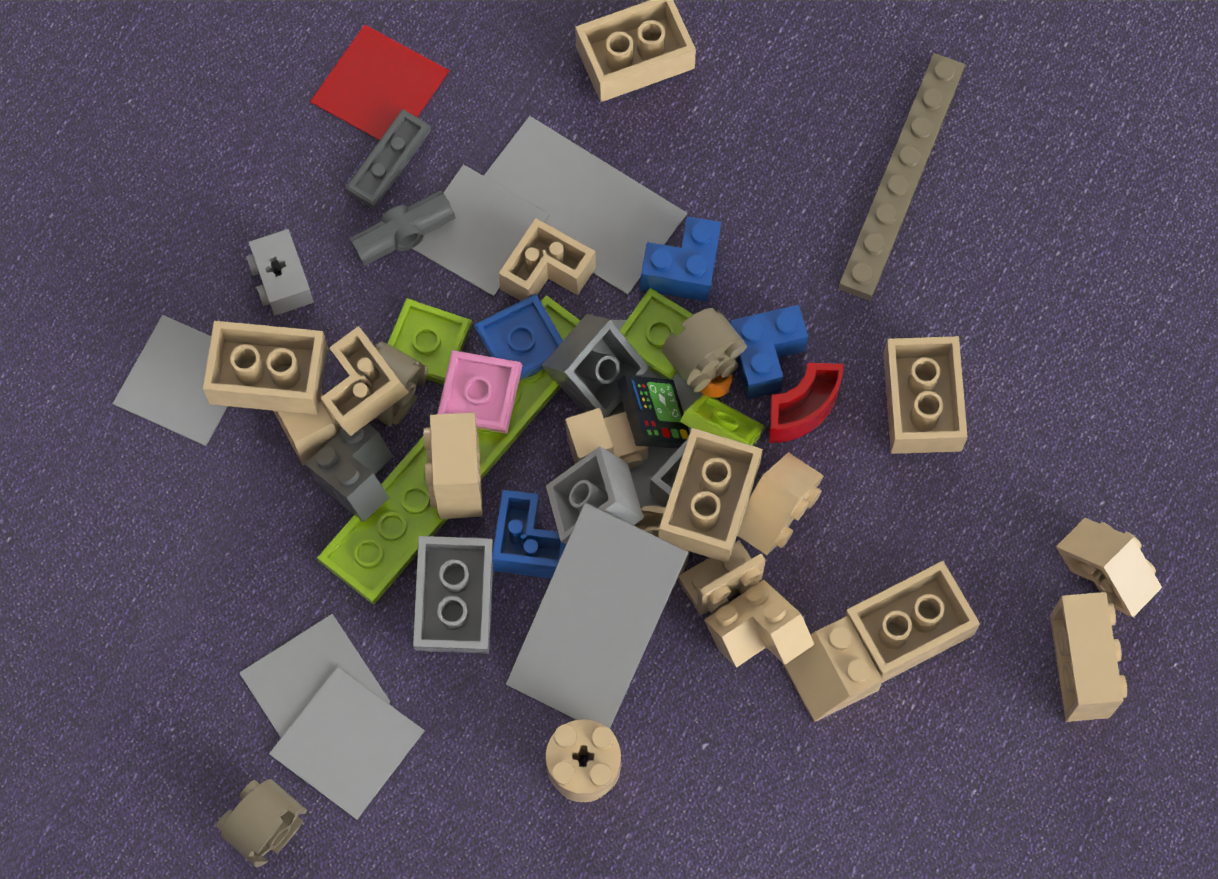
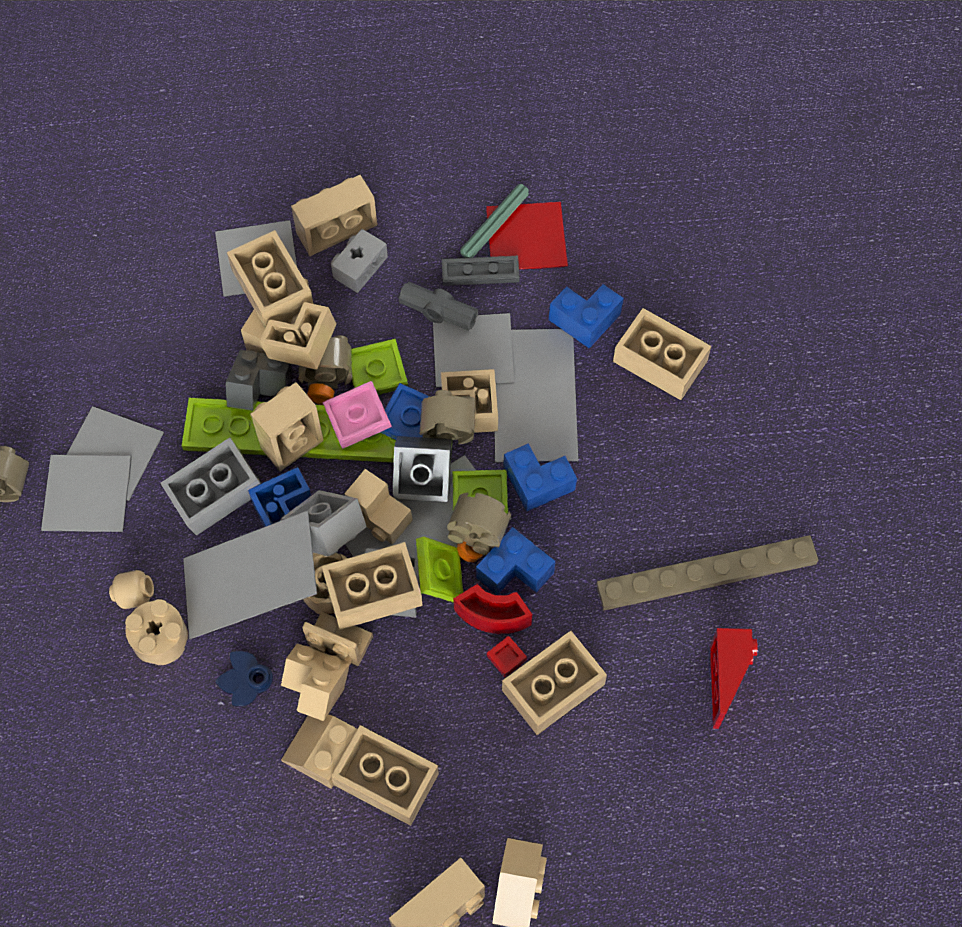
camera: 55 degrees right, 5 degrees down
(207, 258) = (334, 214): none -> tan brick
(340, 104) = (494, 221): none -> sand green axle
(417, 416) = (319, 393): none -> orange tile
(510, 758) = (131, 589): none -> tan head
(531, 95) = (586, 318): none -> blue brick
(563, 299) = (448, 417): none -> dark tan brick
(653, 411) = (417, 518): black tile -> none
(695, 708) = (241, 678): none -> dark blue plate
(777, 500) = (411, 636): tan brick -> none
(863, 422) = (506, 656): none -> red tile
(1029, 223) = (729, 659): none -> red slope

